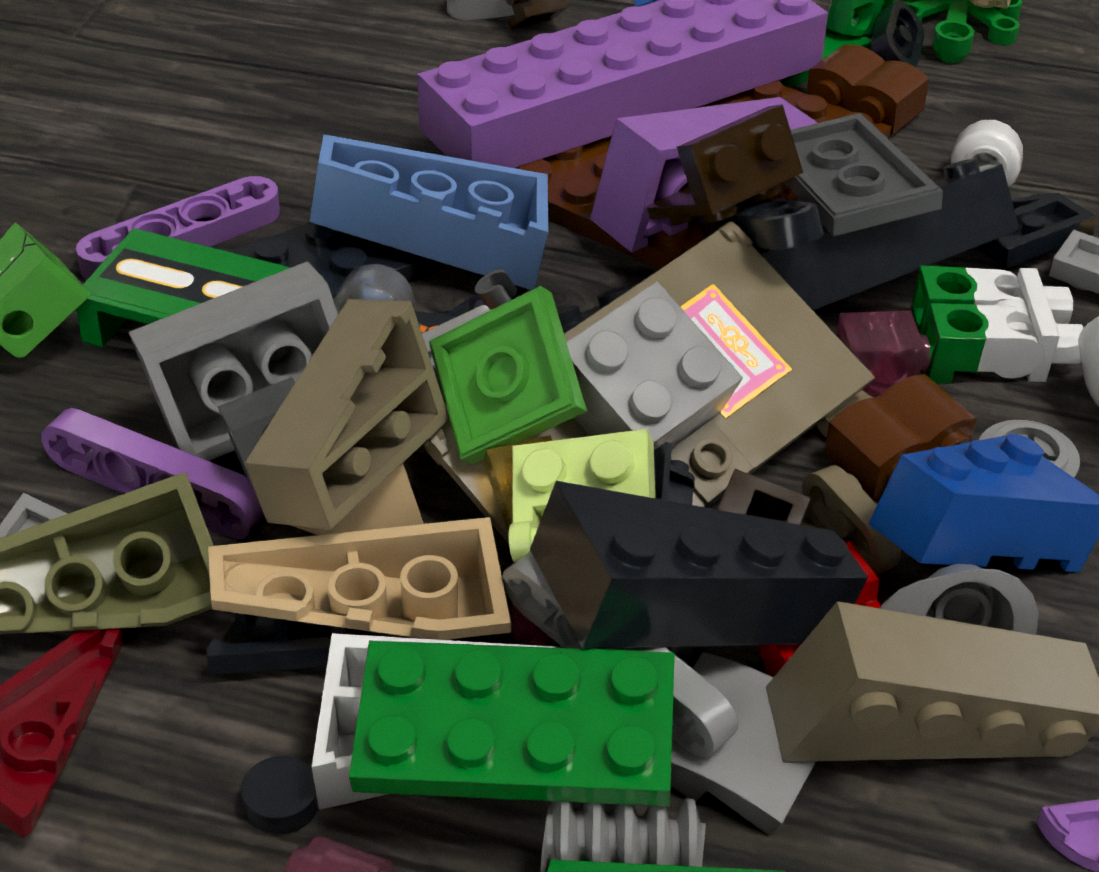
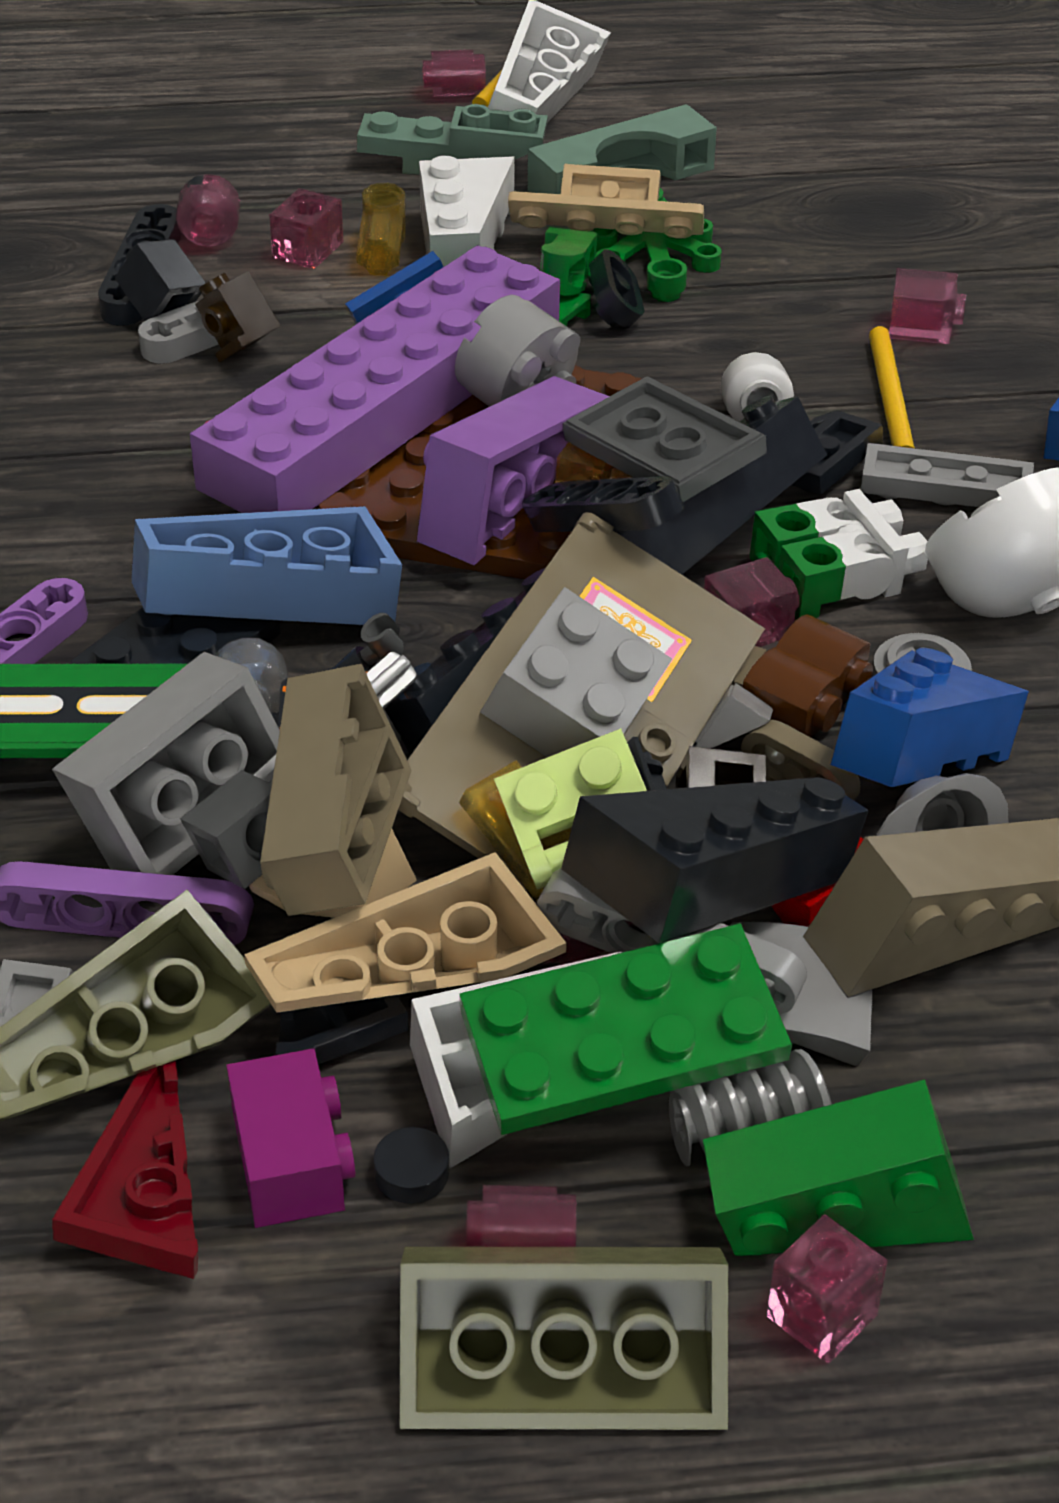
camera: 20 degrees left, 0 degrees up
(175, 732) = (287, 1137): none -> magenta brick
(507, 375) = (460, 713): bright green tile -> none
(732, 165) = (564, 462): dark brown bracket -> none
(754, 62) = (515, 350): none -> light grey brick
(804, 451) = (734, 716): none -> light grey slope
(867, 84) = (619, 343): reddish brown brick -> none

